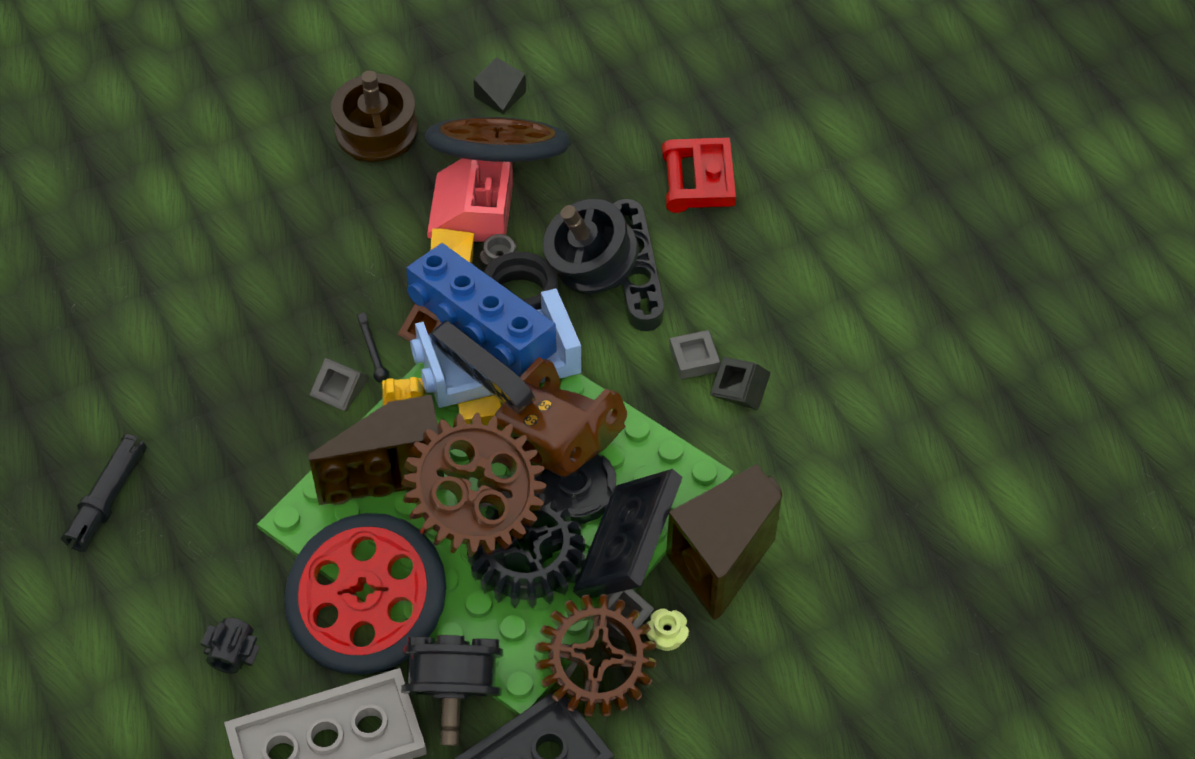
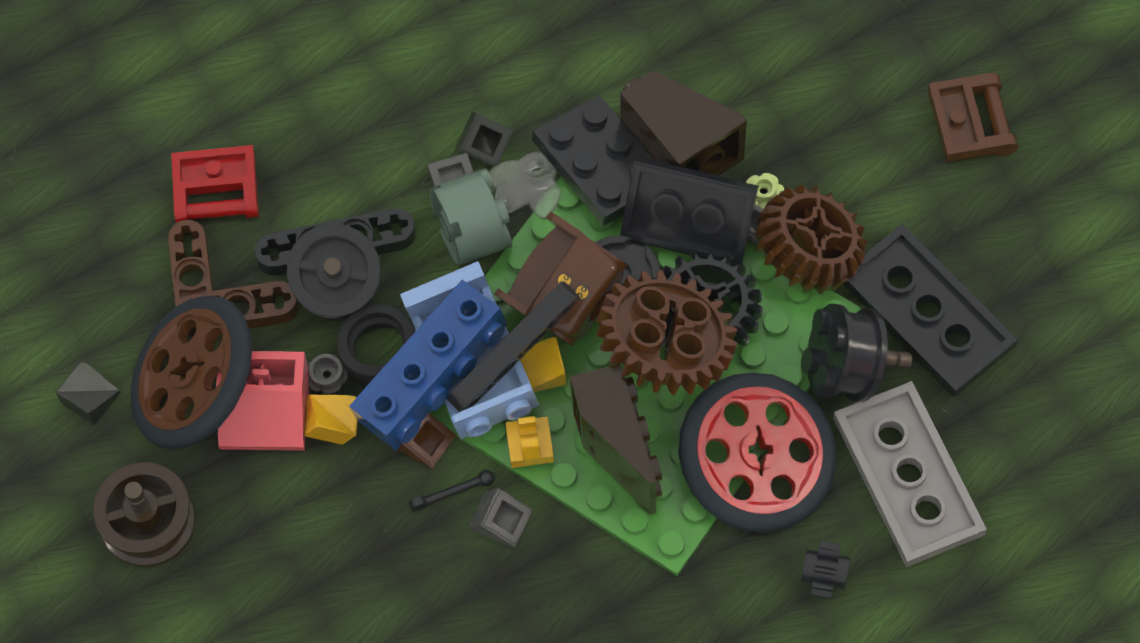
camera: 90 degrees left, 10 degrees up
(589, 168) = (201, 261): none -> reddish brown beam
(640, 353) = (470, 217): none -> sand green brick
(685, 415) = (521, 186): none -> clear plate
(708, 458) = (592, 155): none -> black plate

